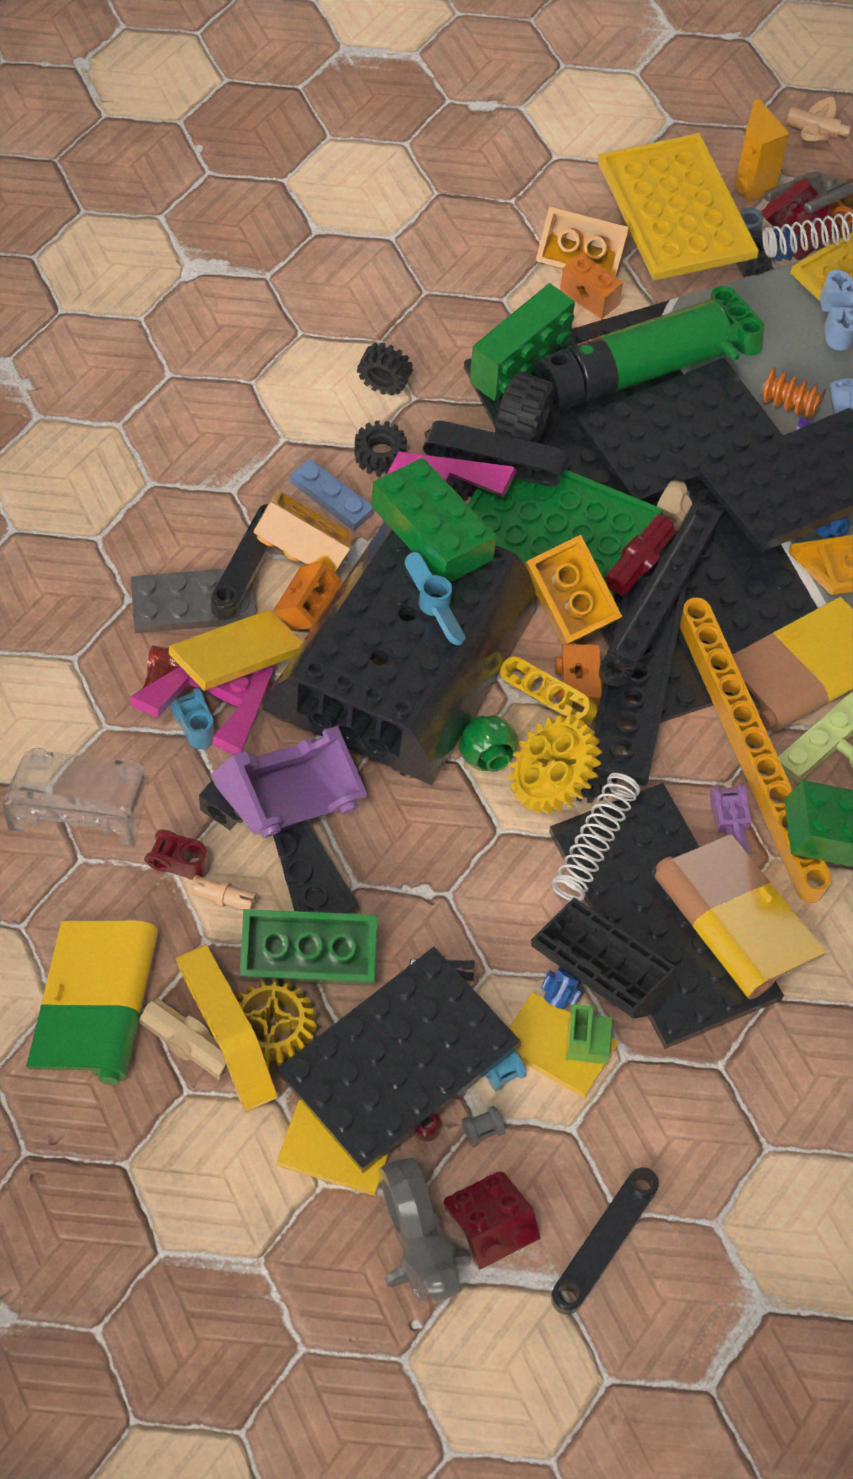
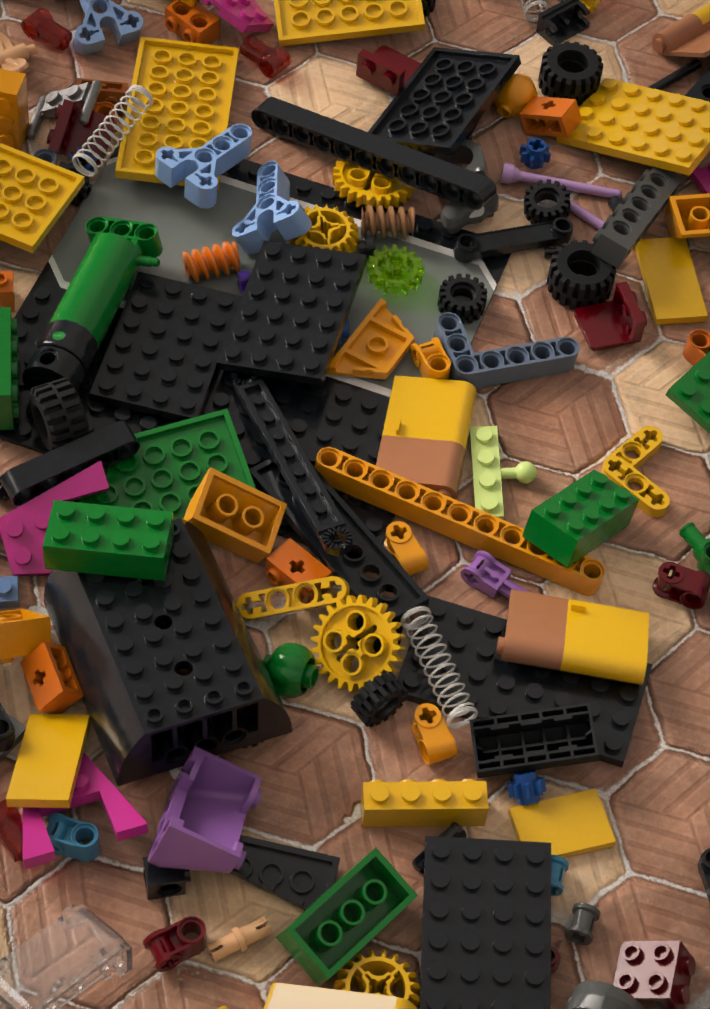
camera: 50 degrees left, 5 degrees down
(438, 607) = (172, 601): dark azure piece -> none
(469, 926) = (424, 803): none -> yellow brick
(524, 820) = (379, 699): none -> black tyre
(535, 887) = (432, 734): none -> light orange piece
(588, 1035) = (579, 801): bright green piece -> none
(640, 554) = (251, 450): dark red piece -> none
(675, 503) = (224, 396): tan rock -> none
(683, 734) = (405, 548): none -> light orange piece

